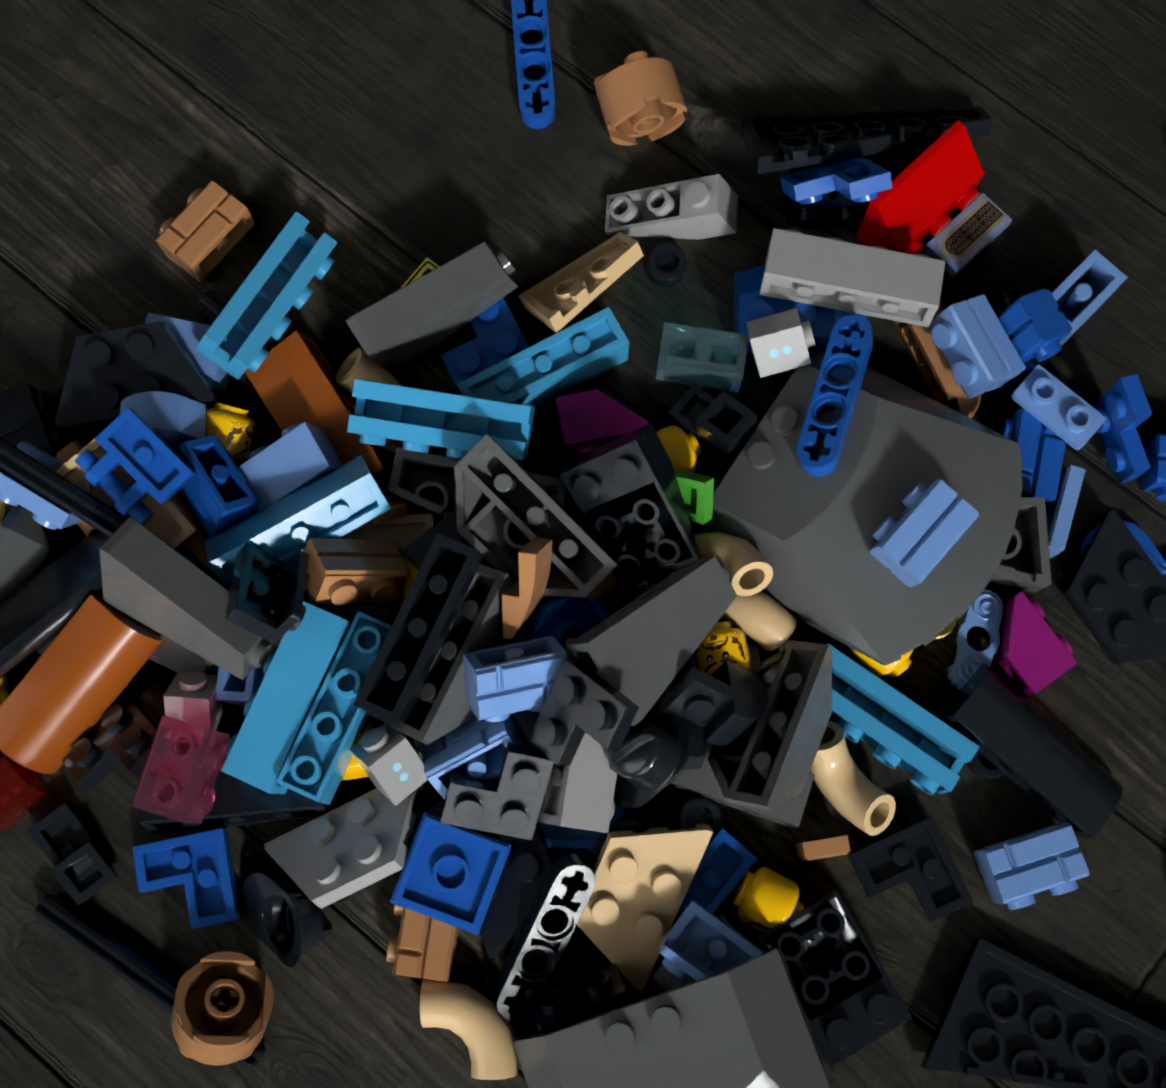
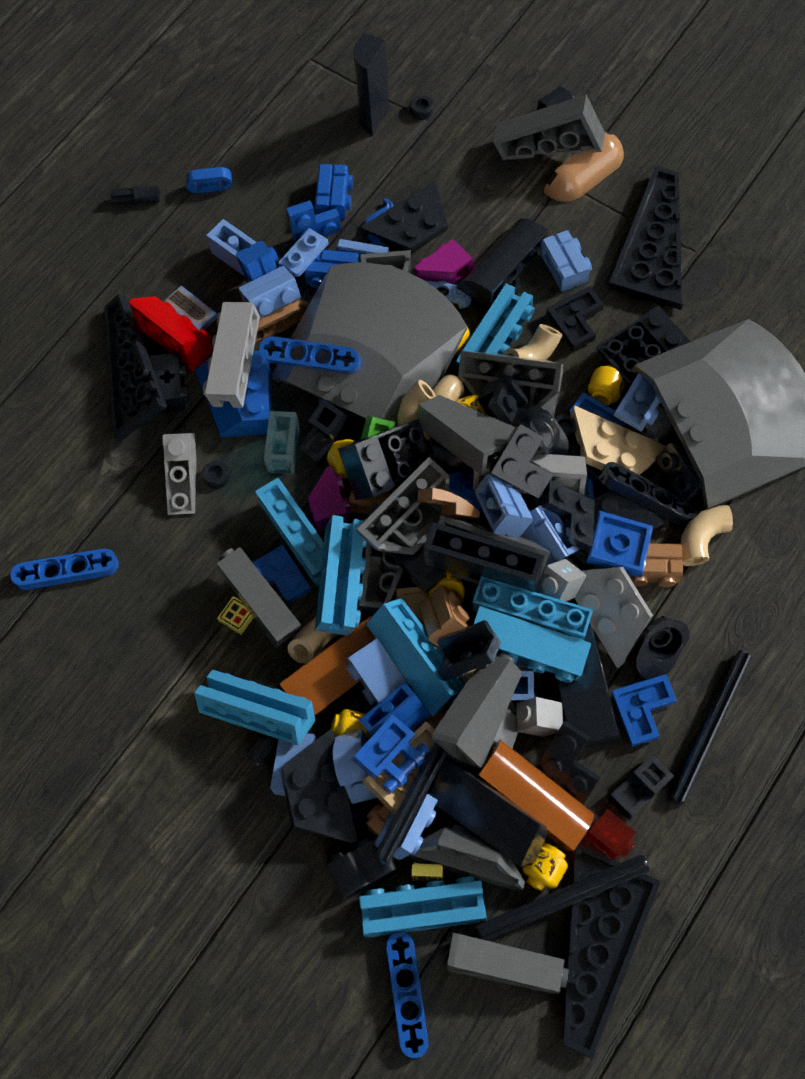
camera: 90 degrees left, 10 degrees down
(182, 770) = (583, 702): clear pink brick -> none
(204, 230) = (204, 766): medium nougat brick -> none
(215, 1035) = (721, 666): medium nougat brick -> none
(576, 285) = (233, 518): tan wing -> none
(640, 99) = (106, 490): medium nougat brick -> none
(780, 342) = (275, 391): brick -> none
(823, 848) = (572, 360): medium nougat tile -> none
(853, 177) = (163, 361): blue plate -> none
(923, 532) = (393, 302): medium blue brick -> none

